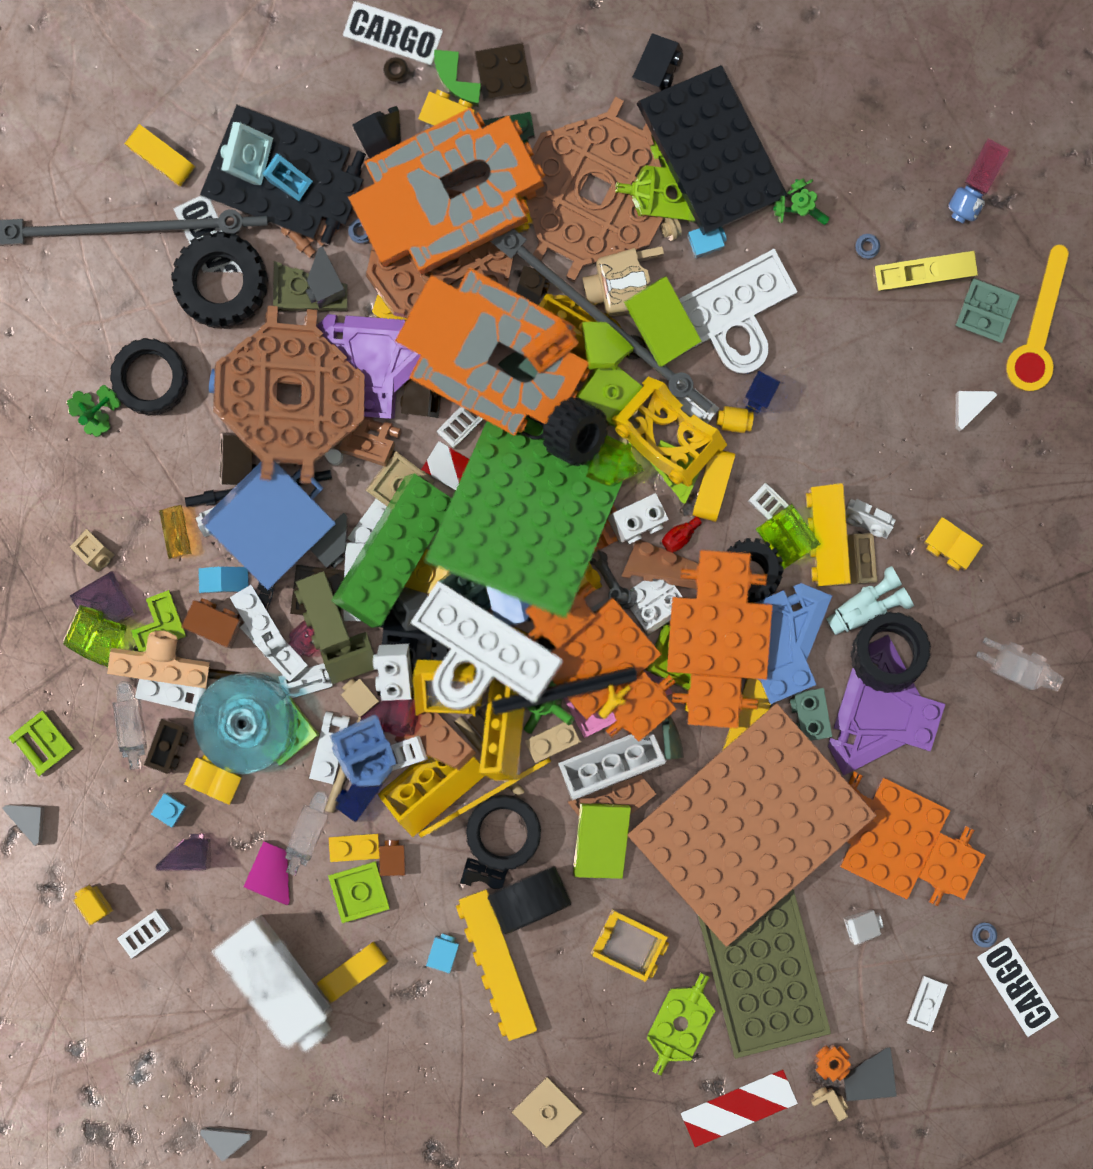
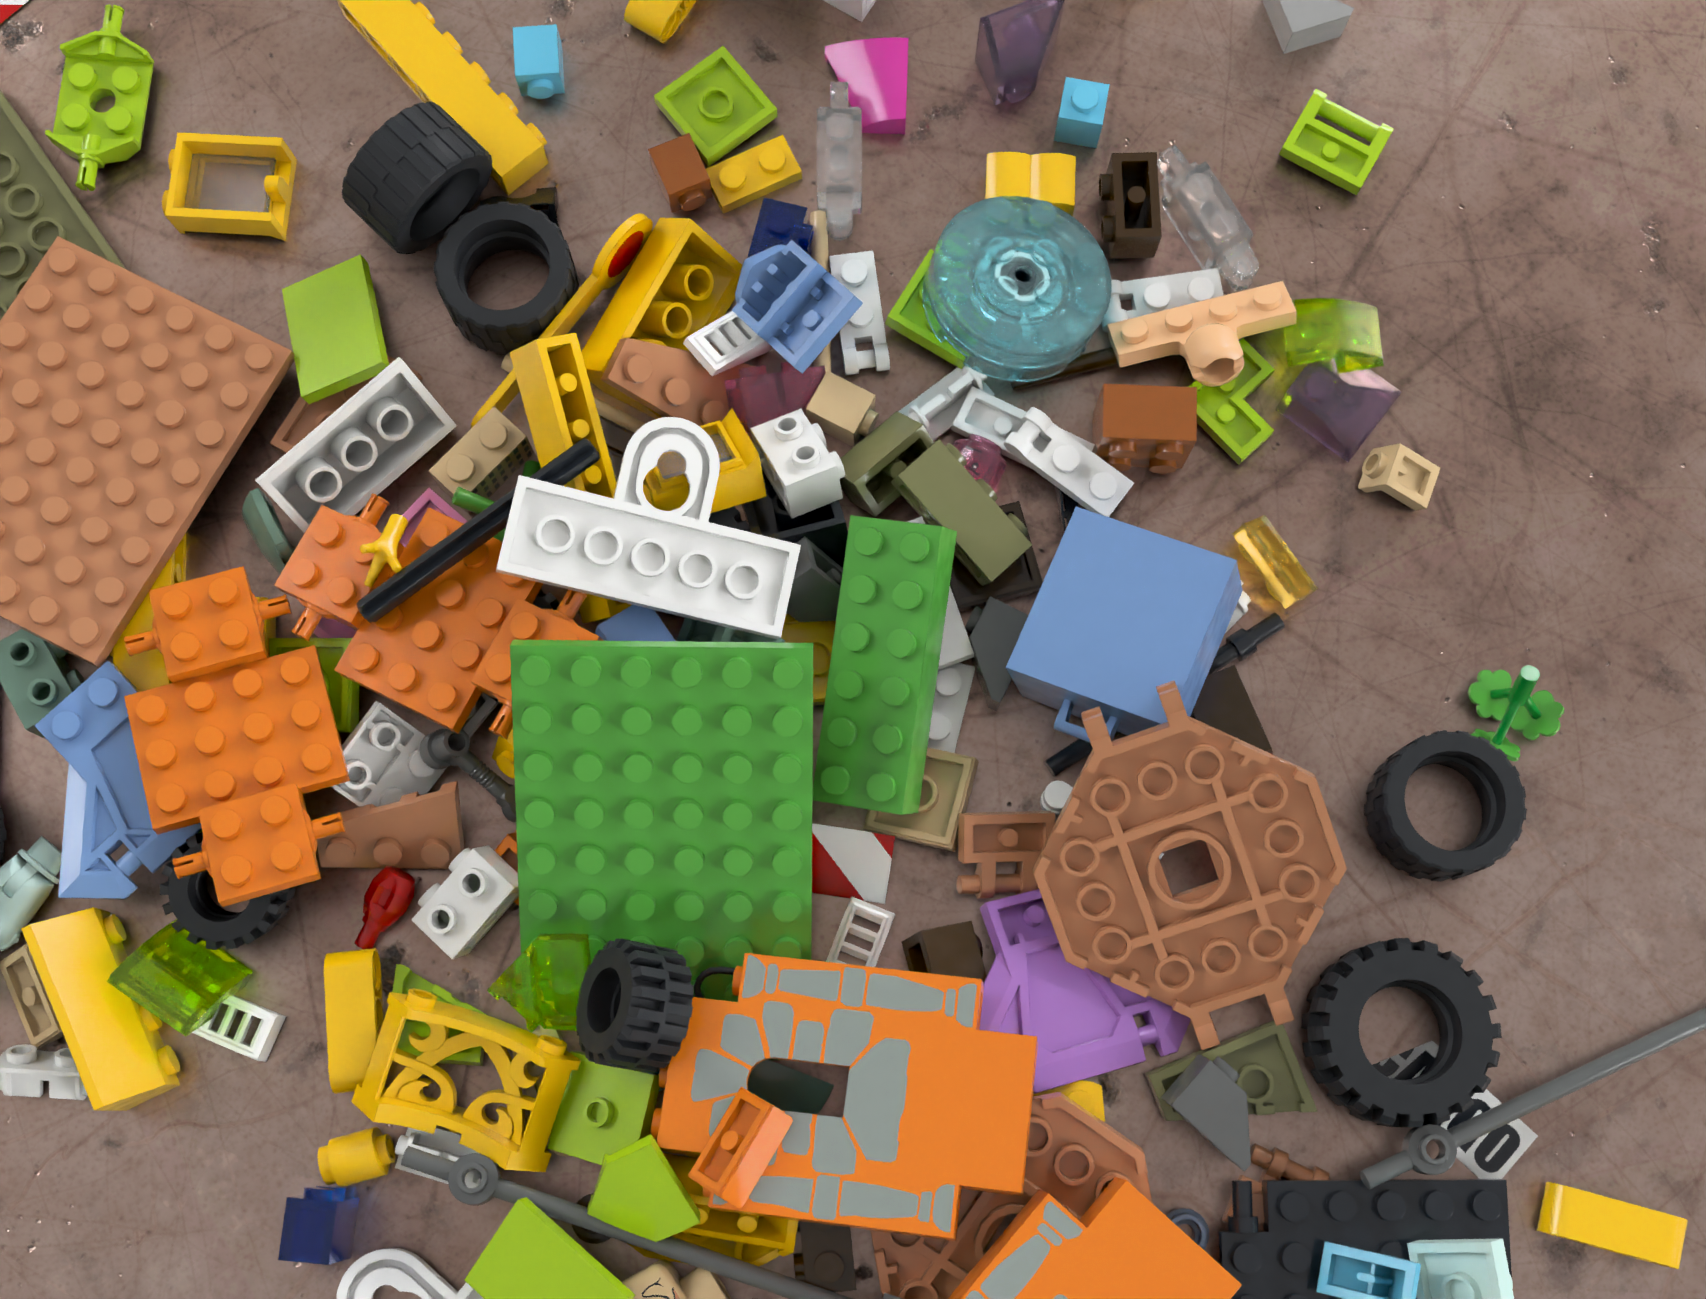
camera: 155 degrees right, 10 degrees down
(223, 579) = (1162, 509): medium azure slope -> none

